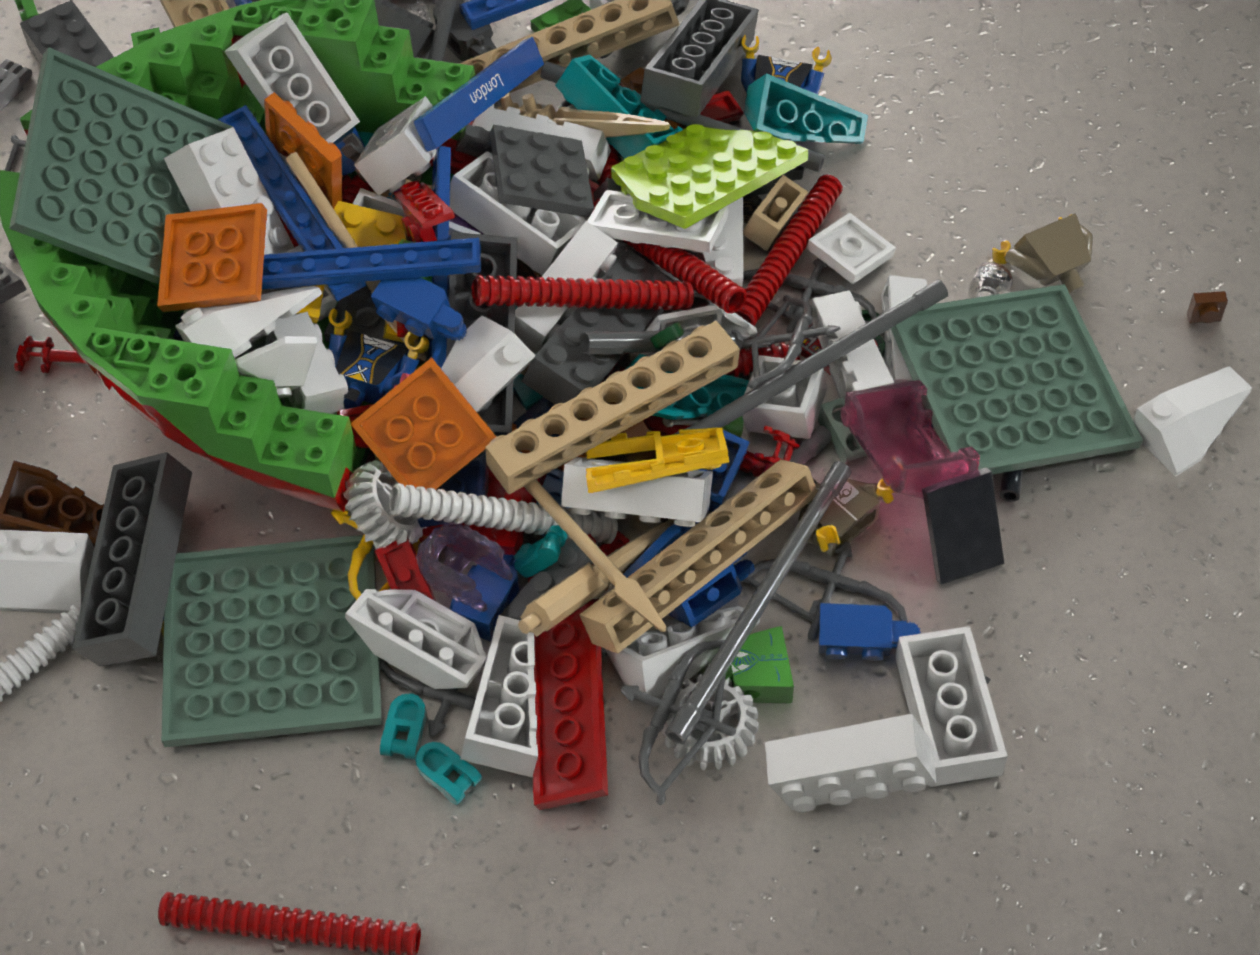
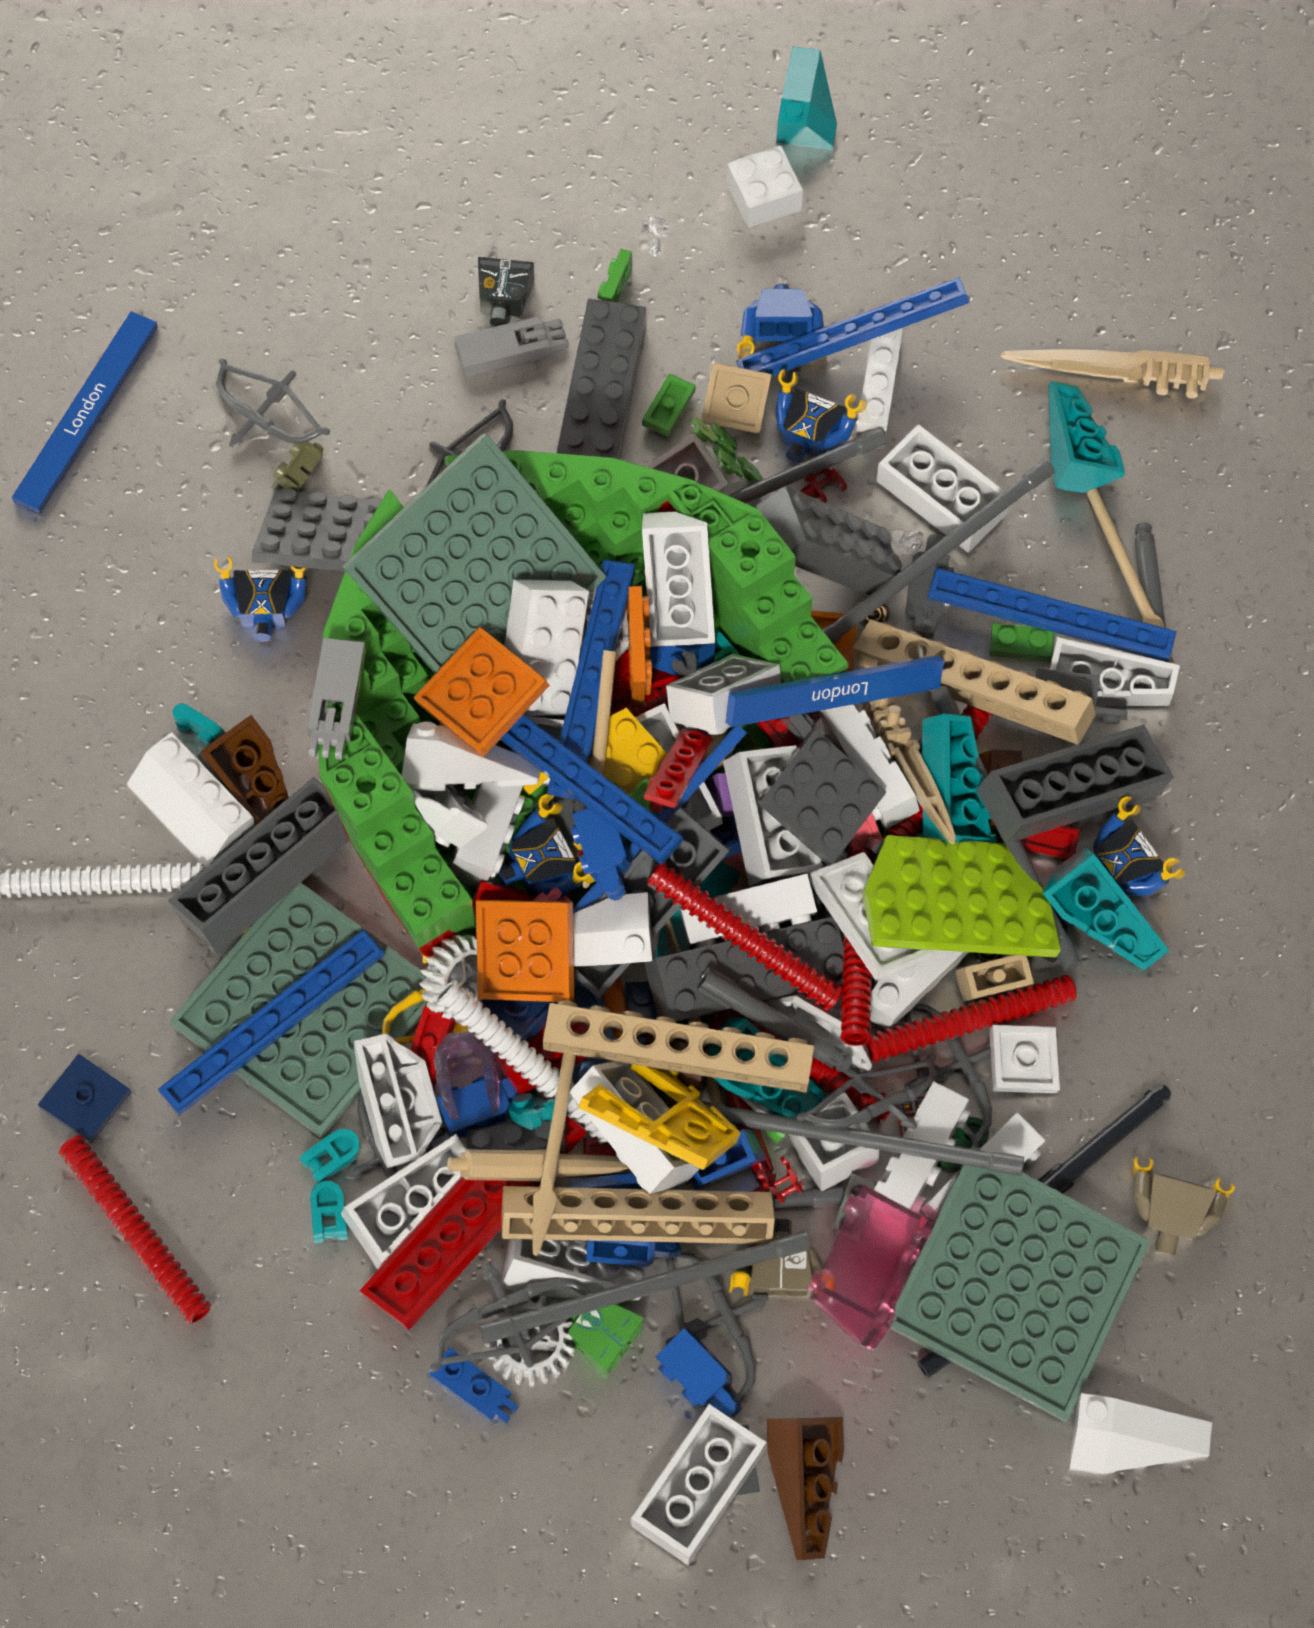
camera: 40 degrees right, 10 degrees up
(82, 309) = (336, 681): none -> light grey hinge
(140, 864) = (84, 1098): none -> dark blue plate
(253, 674) = (271, 1022): none -> blue tile
(667, 335) = (771, 1024): dark green tile -> none
(703, 797) = (475, 1388): none -> blue hinge
(851, 763) = (575, 1463): white brick -> none
(959, 247) = (1063, 1175): none -> black piece
(963, 525) = (845, 1364): black tile -> none
(990, 280) = (1097, 1187): clear head -> none
(1002, 628) = (804, 1467): none -> reddish brown wedge
(1207, 307) = (1246, 1361): reddish brown plate -> none

